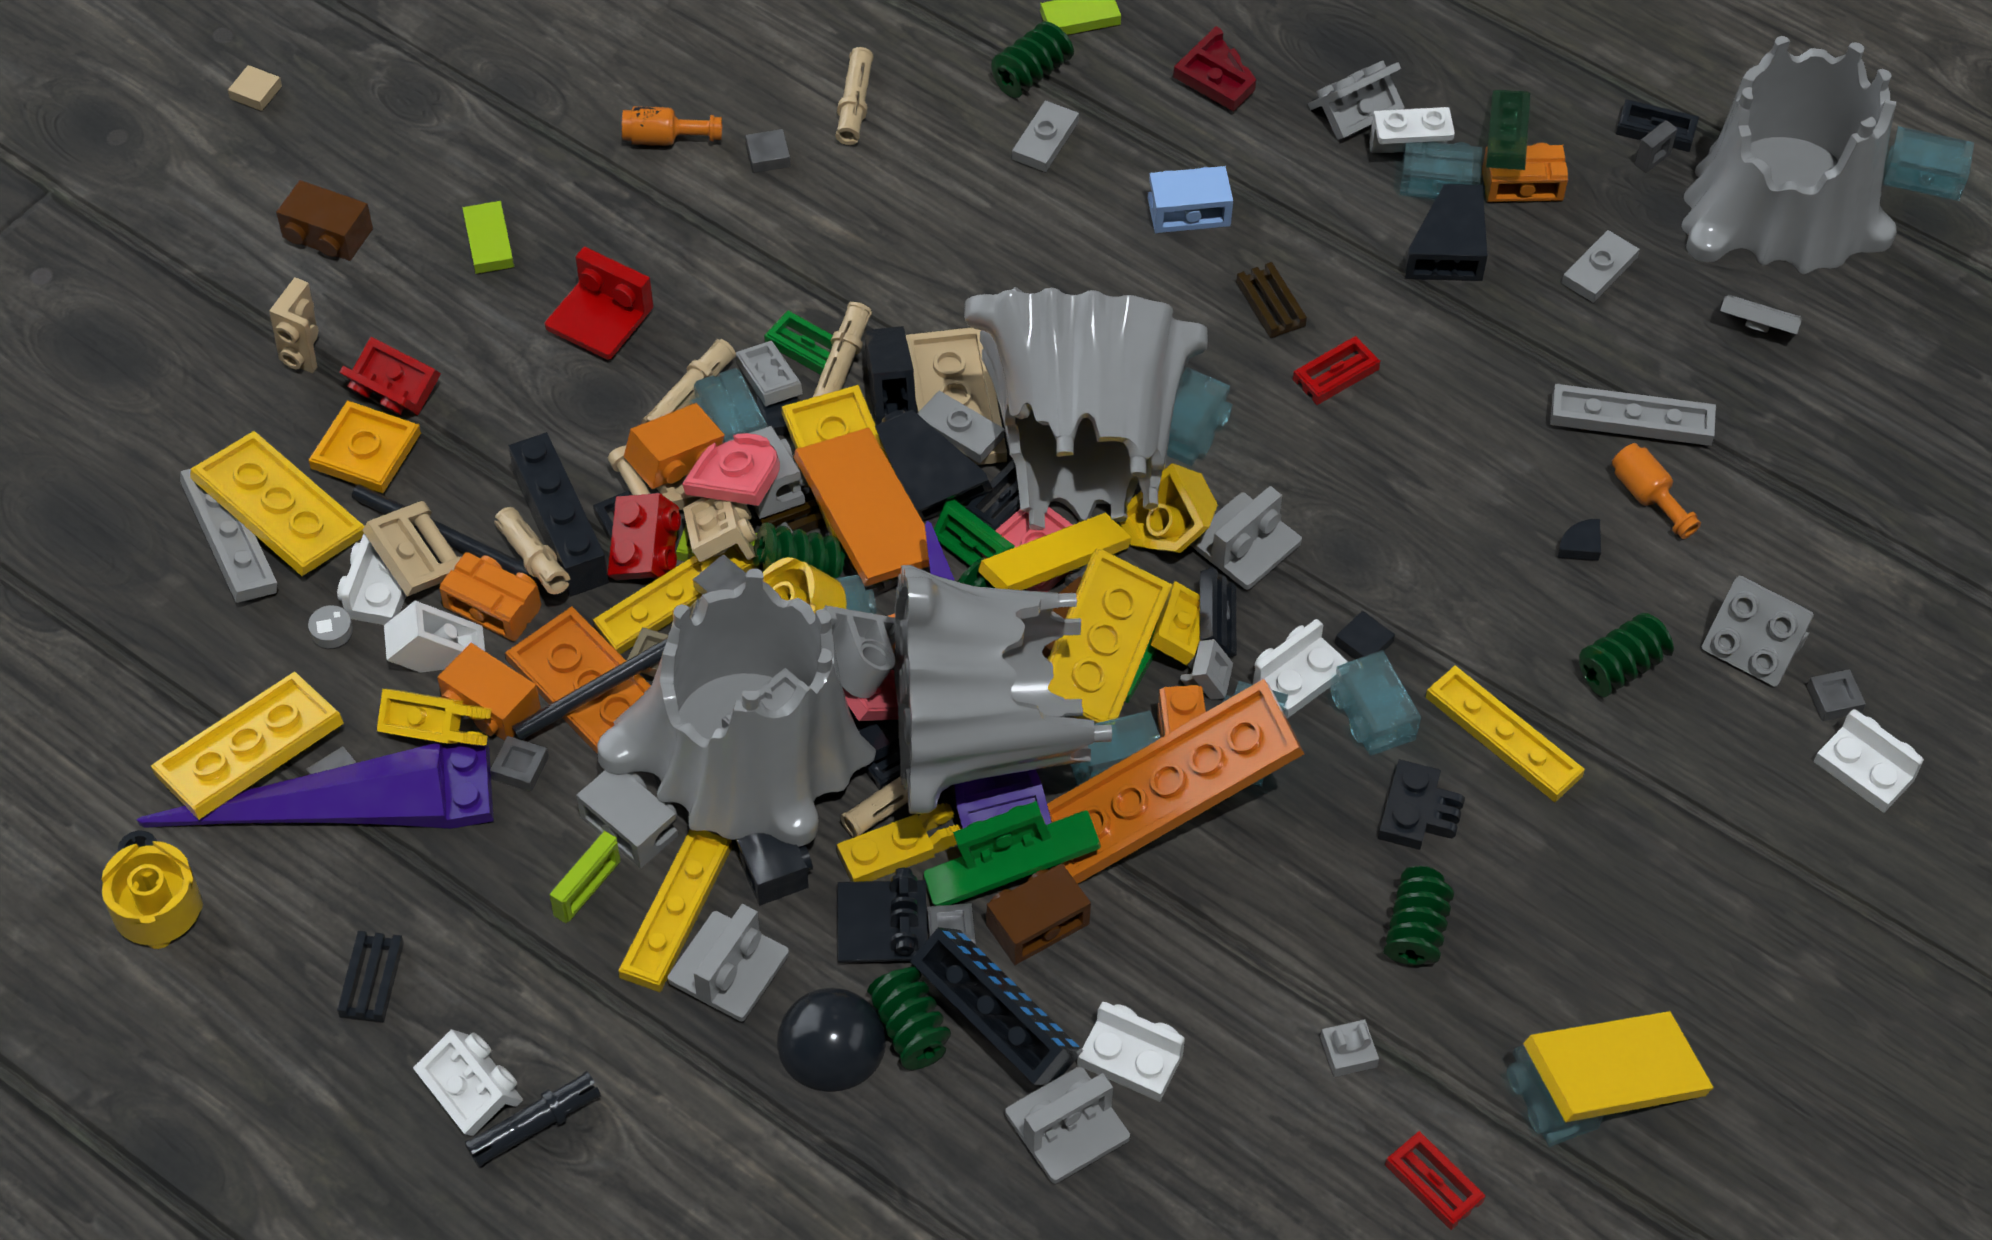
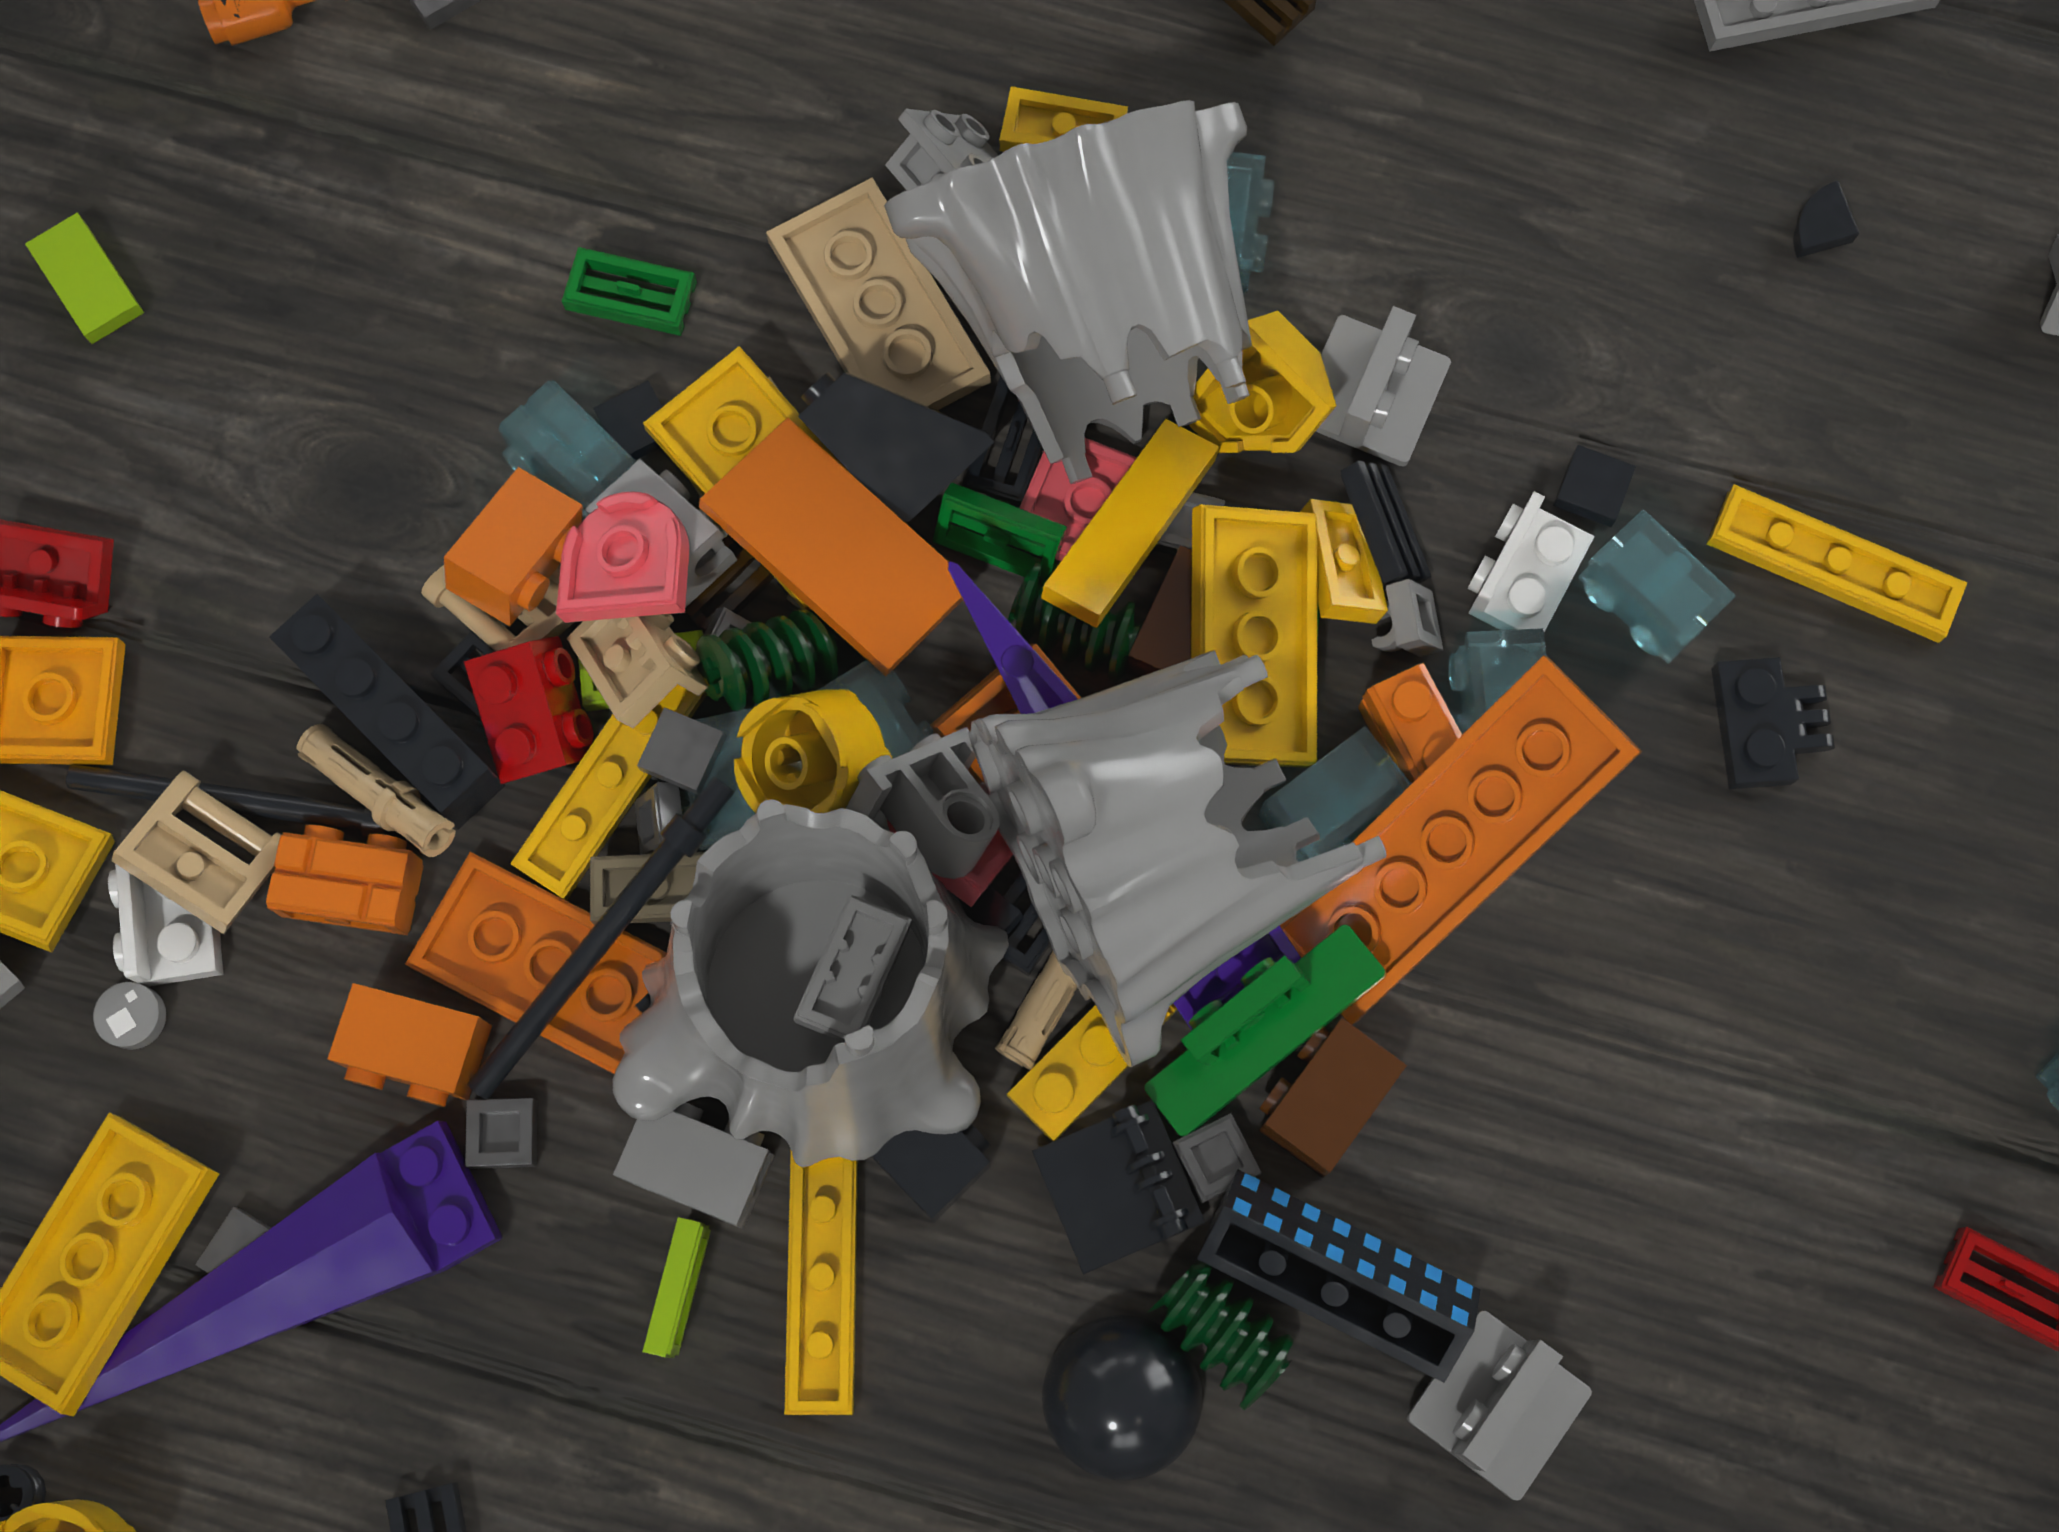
camera: 20 degrees left, 20 degrees up
(428, 637) = (291, 988): white slope -> none
(428, 717) = (346, 1124): yellow hinge -> none
(603, 305) = (304, 340): red bracket -> none
(708, 365) = (483, 442): tan pin -> none
(729, 963) = (934, 1343): light grey bracket -> none
(768, 373) = (595, 363): light grey plate -> none
(845, 345) = (690, 296): tan pin -> none
(889, 371) = (776, 312): black slope -> none
(962, 426) = (910, 358): light grey plate -> none
(1132, 1050) = (1541, 1258): white bracket -> none
(1341, 374) = (1363, 103): red tile -> none
(1349, 1048) = (1822, 1132): light grey tile -> none
(1419, 917) = (1846, 904): dark green piece -> none
(1625, 653) = (1958, 386): dark green piece -> none
(1651, 484) = (1885, 99): orange piece -> none

